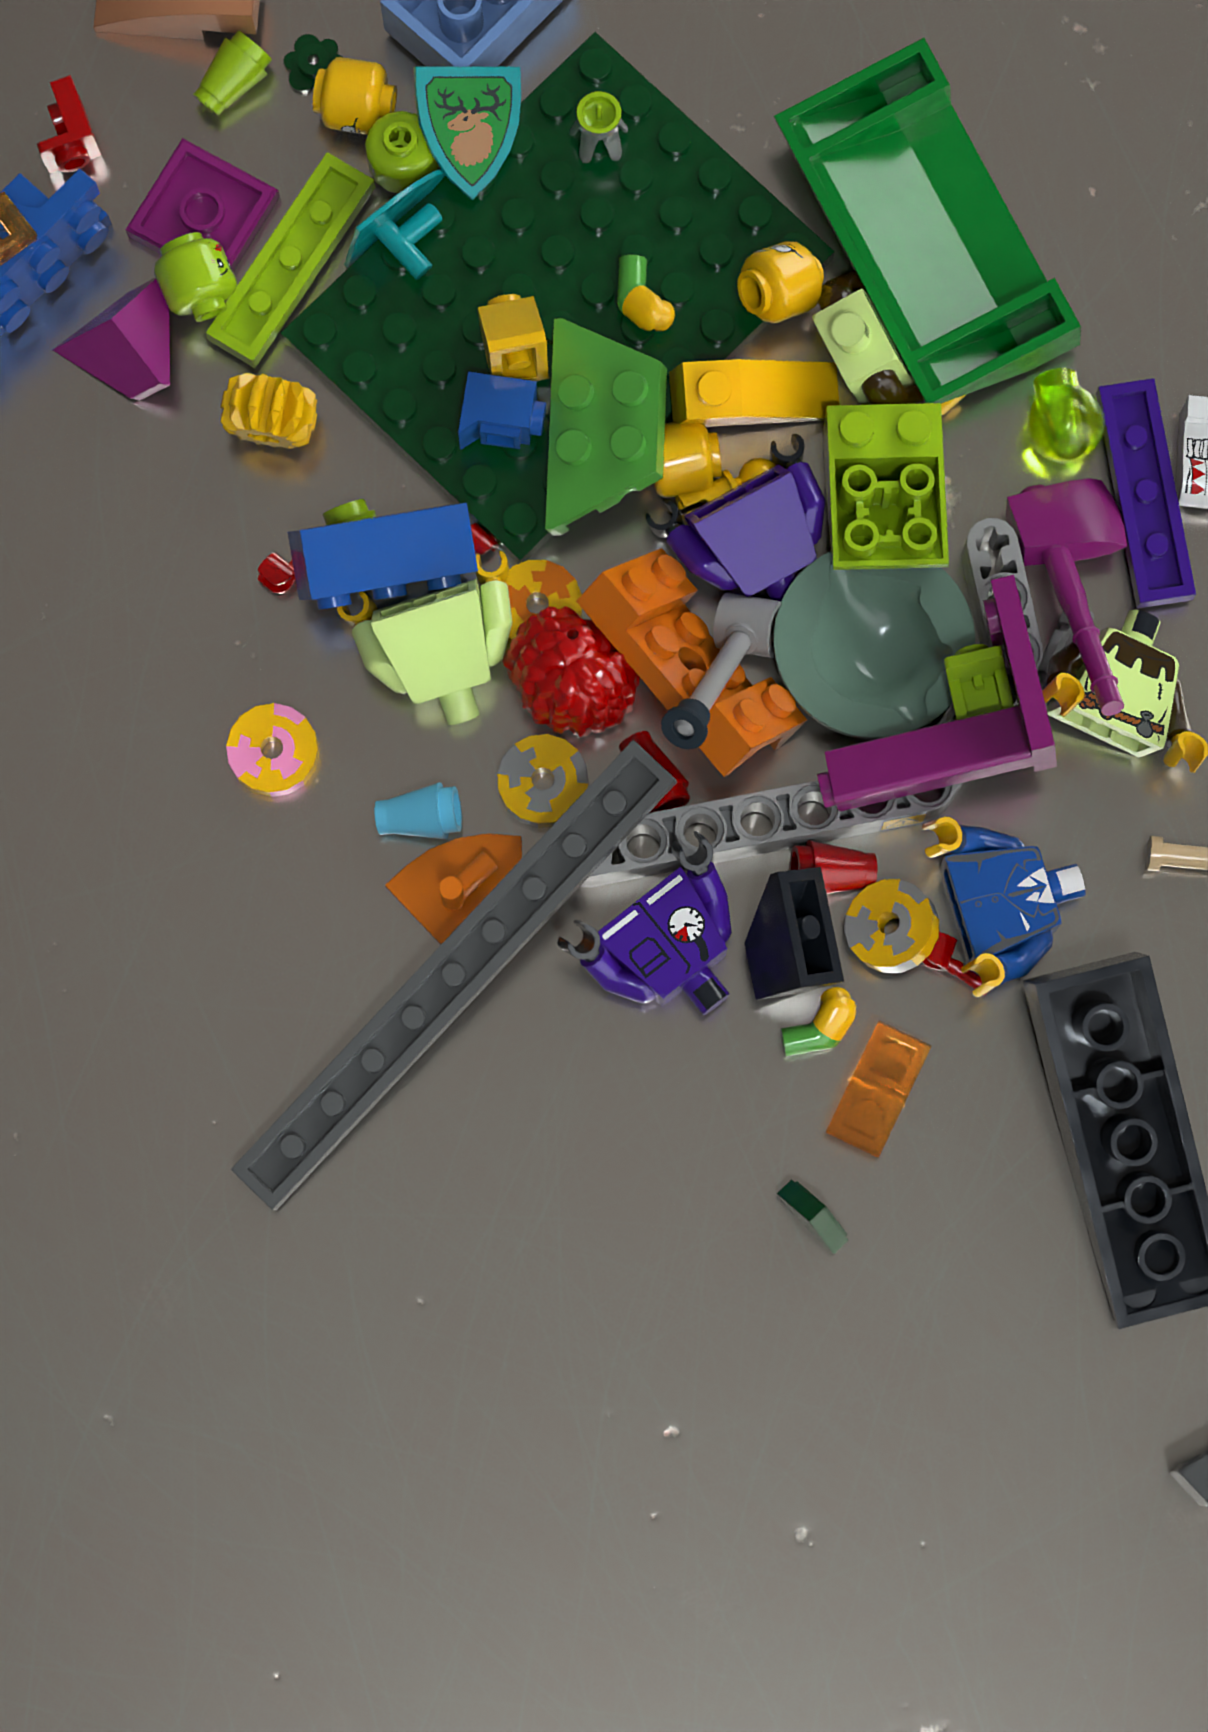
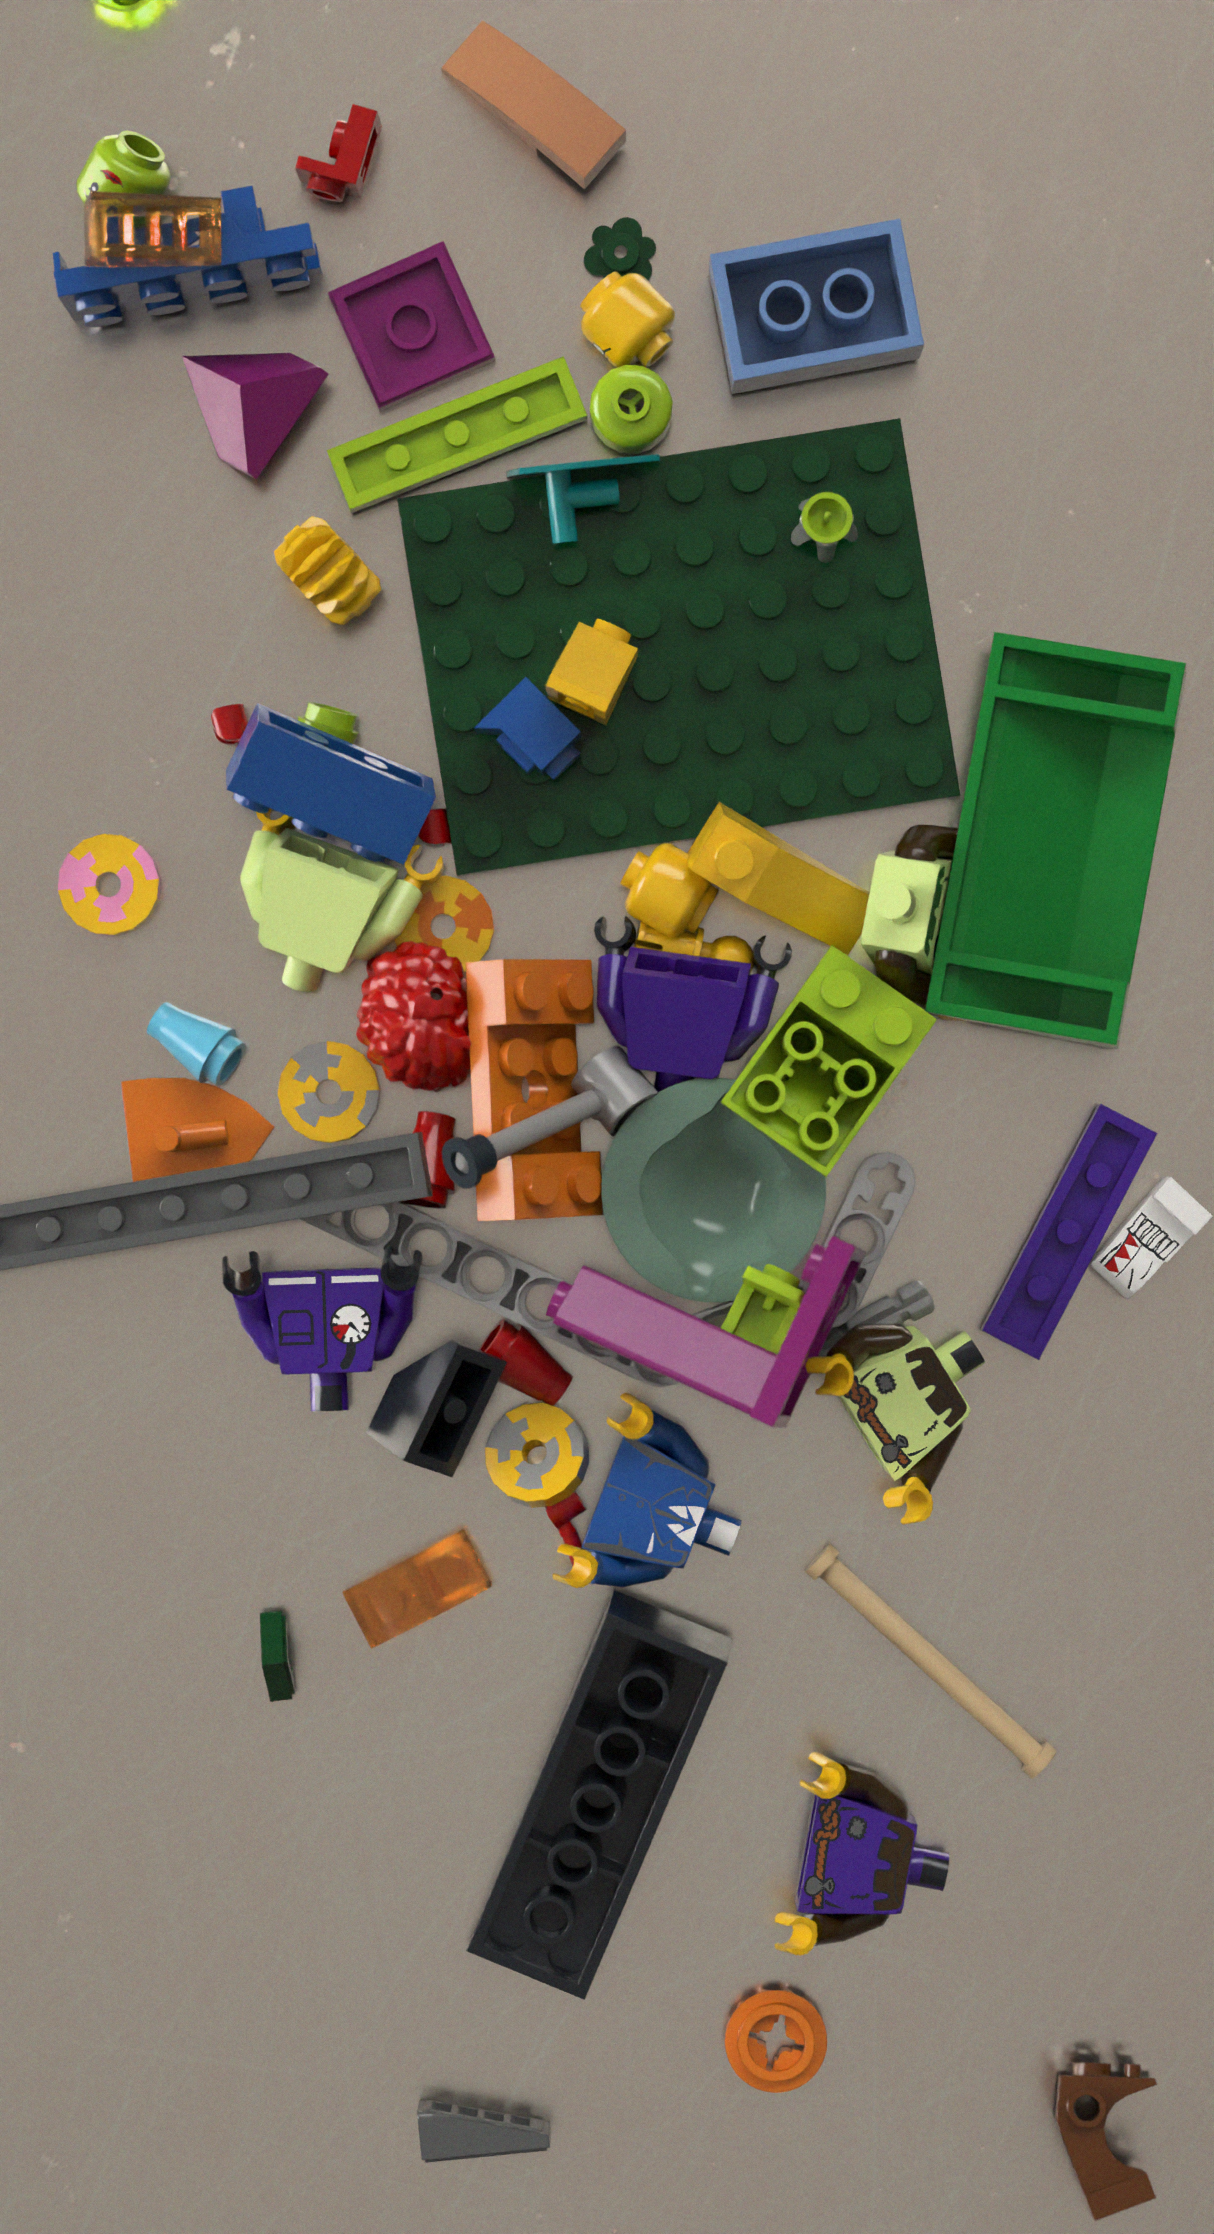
camera: 35 degrees right, 10 degrees up
(195, 276) = (351, 394): lime head -> none
(232, 73) = (534, 211): lime cone -> none
(468, 120) = (710, 428): shield -> none
(602, 424) = (616, 809): bright green wing -> none
(637, 300) = (738, 717): yellow arm -> none
(780, 282) = (879, 796): yellow head -> none
(827, 1027) = (411, 1501): arm -> none
(1064, 417) = (1047, 1109): clear neon green piece -> none
(1065, 526) = (960, 1206): magenta piece -> none

